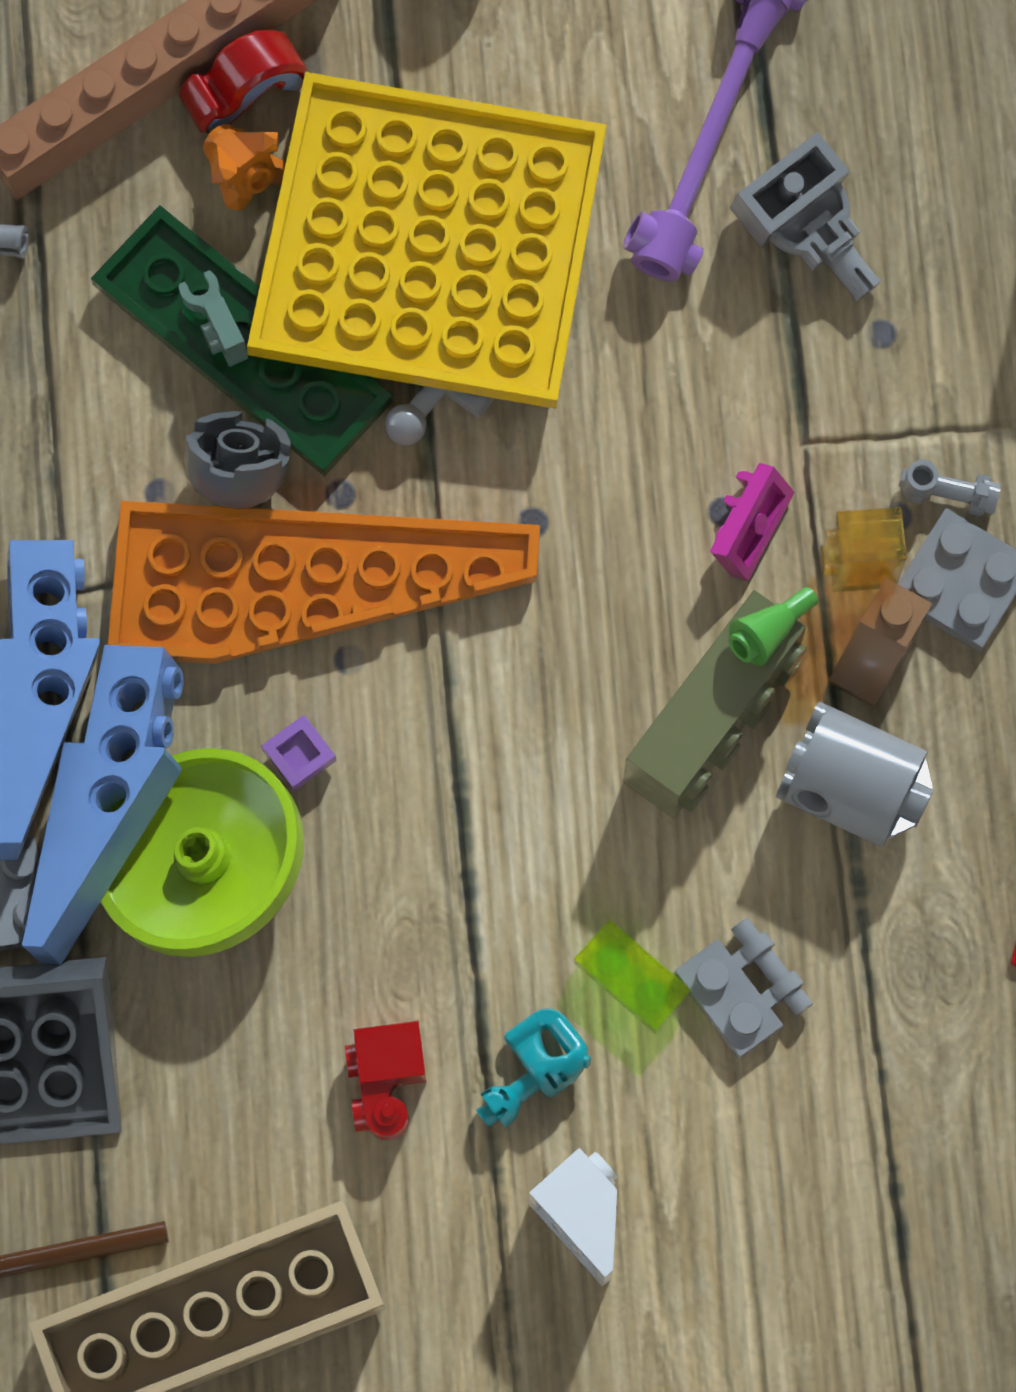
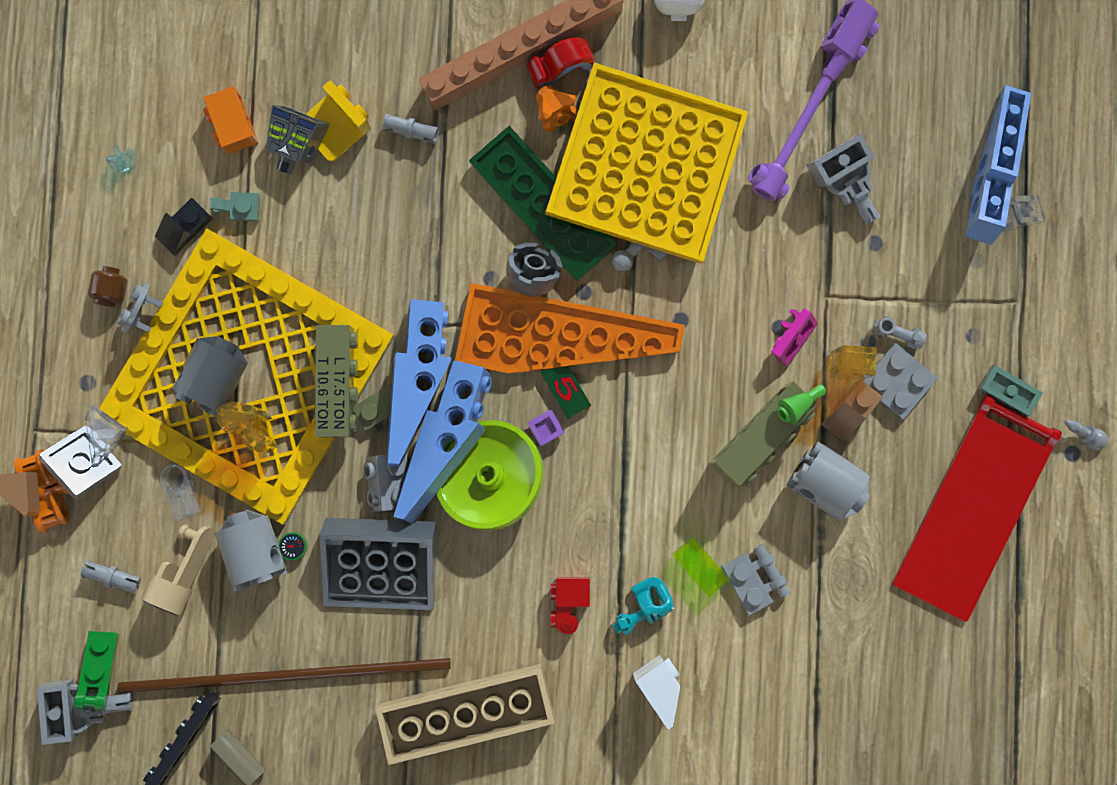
camera: 10 degrees right, 10 degrees up
(221, 330) = (533, 199): sand green plate -> none
(329, 680) = (566, 390): none -> dark green tile

